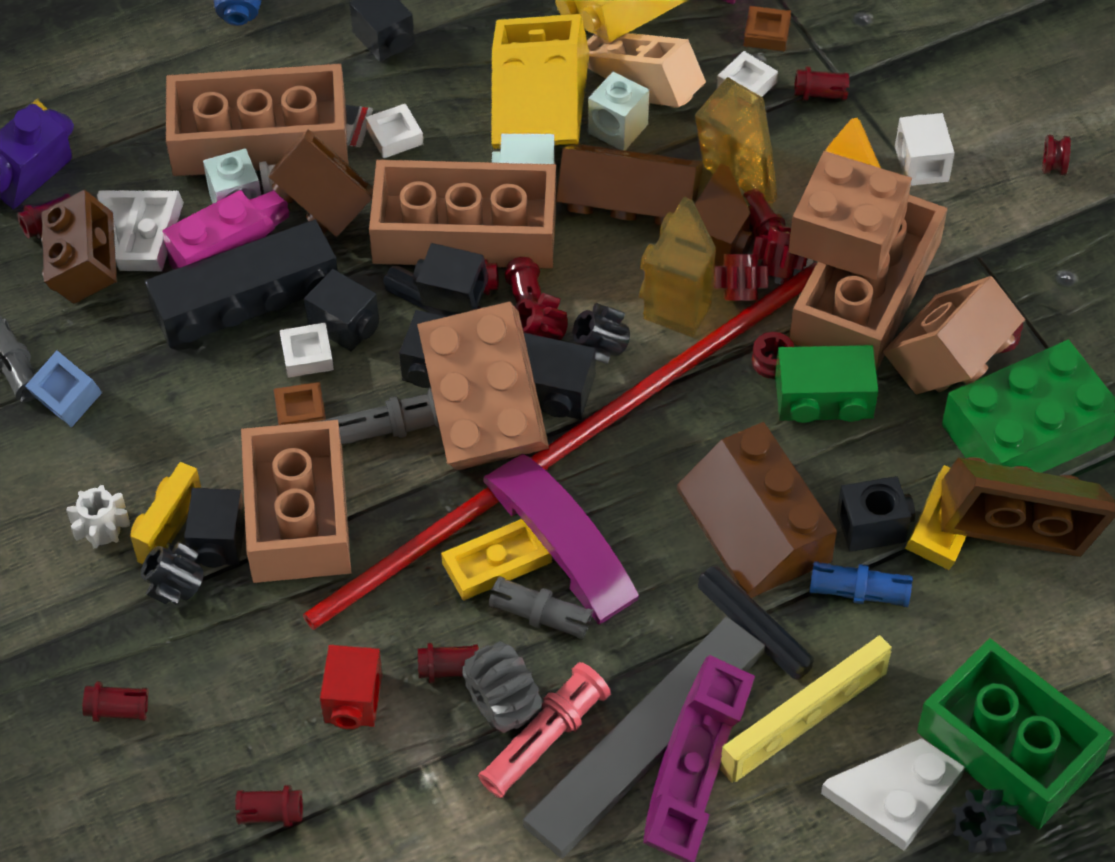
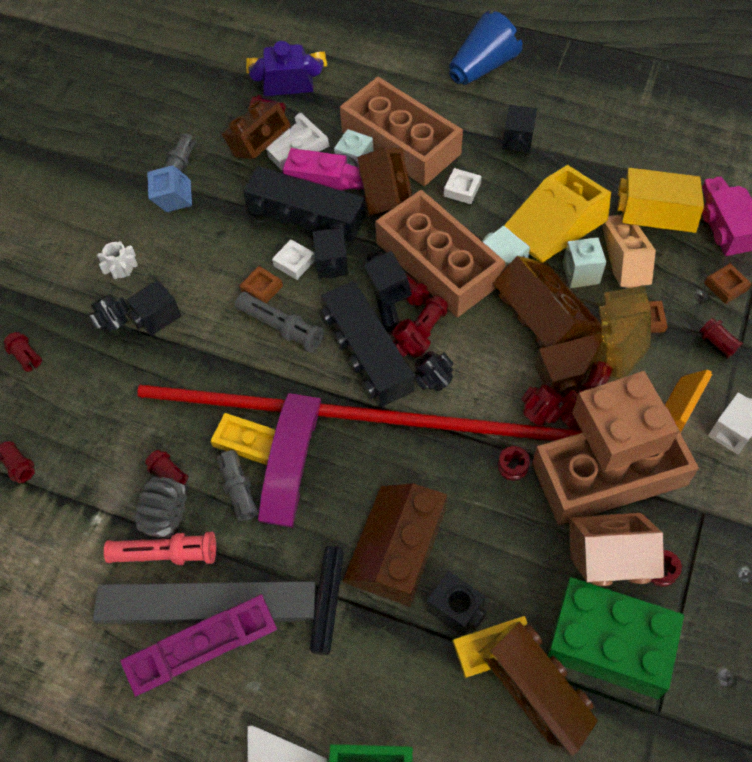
camera: 50 degrees right, 5 degrees up
(166, 512) = (131, 283): yellow plate -> none
(295, 501) = (193, 326): nougat brick -> none
(351, 686) = (110, 440): red brick -> none
(356, 124) = (458, 163): sticker -> none
(483, 386) = (330, 345): nougat brick -> none
(679, 272) = (506, 371): clear yellow slope -> none
(750, 74) = (679, 301): white plate -> none
(805, 709) = (288, 675): light yellow tile -> none
(826, 383) = (515, 505): green brick -> none
(861, 584) = (405, 636): blue pin -> none

